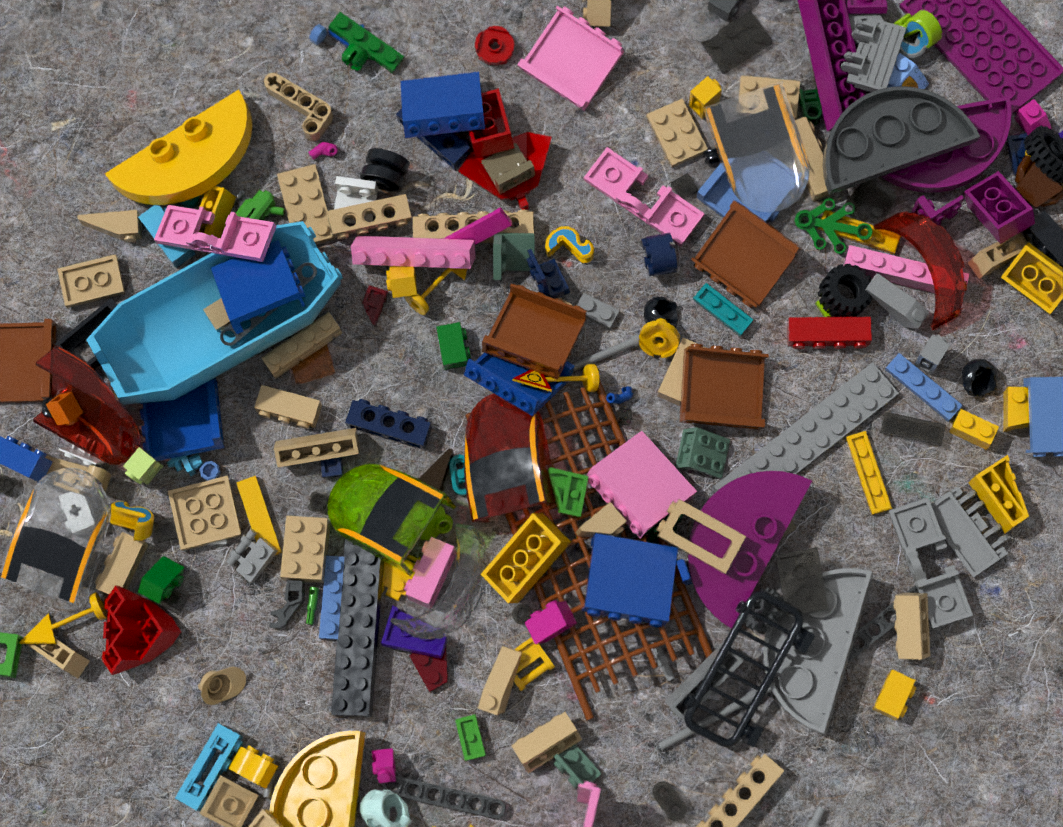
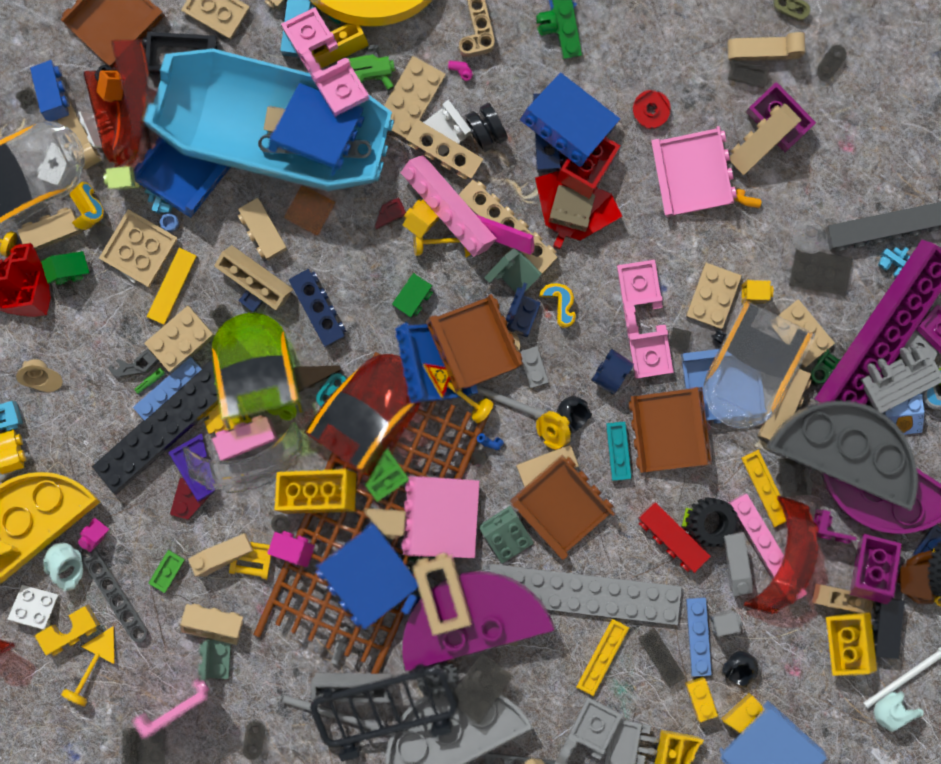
camera: 35 degrees right, 10 degrees up
(256, 560) = (141, 314): light grey plate -> none
(301, 345) = (310, 197): tan brick -> none
(632, 42) = (747, 201): none -> light orange arm
(829, 225) = (749, 465): green plant -> none

